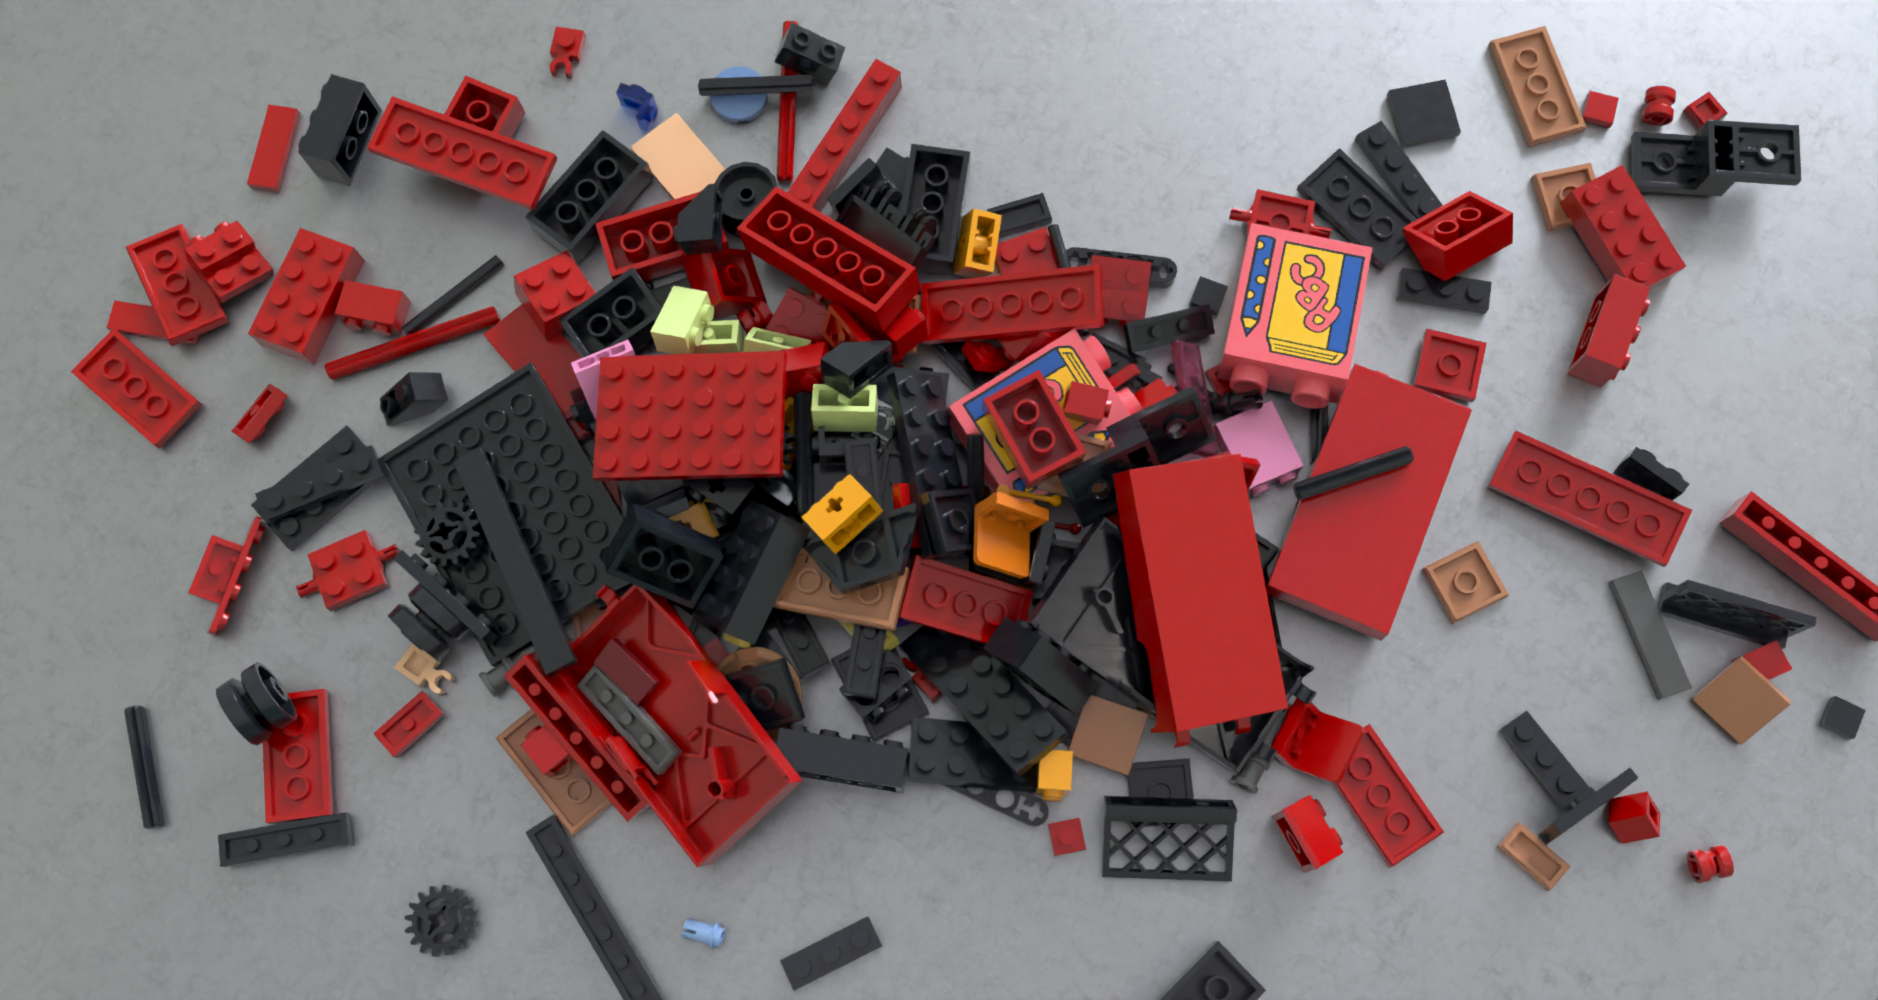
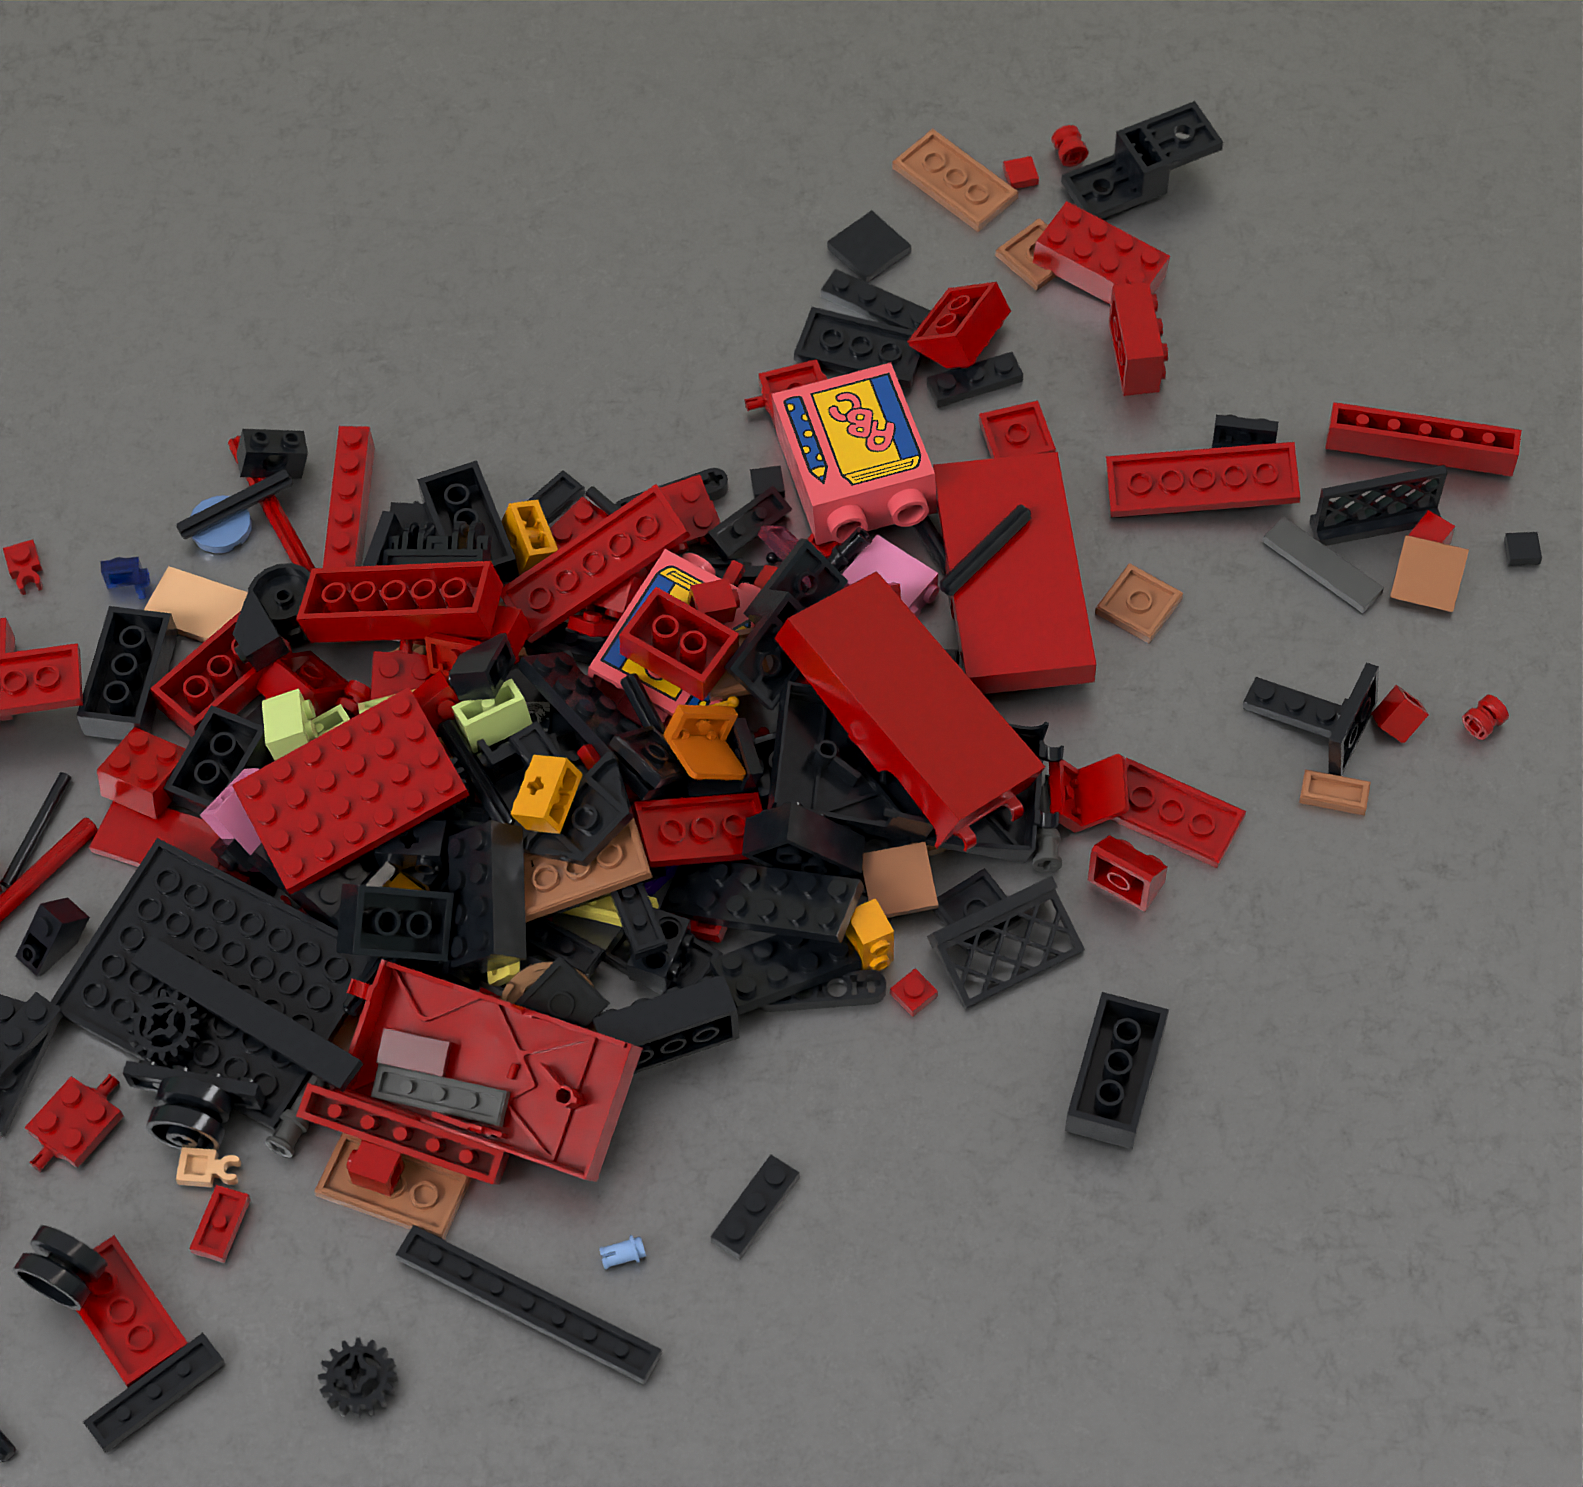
camera: 30 degrees left, 15 degrees down
(1705, 109) = (1106, 133): red tile -> none

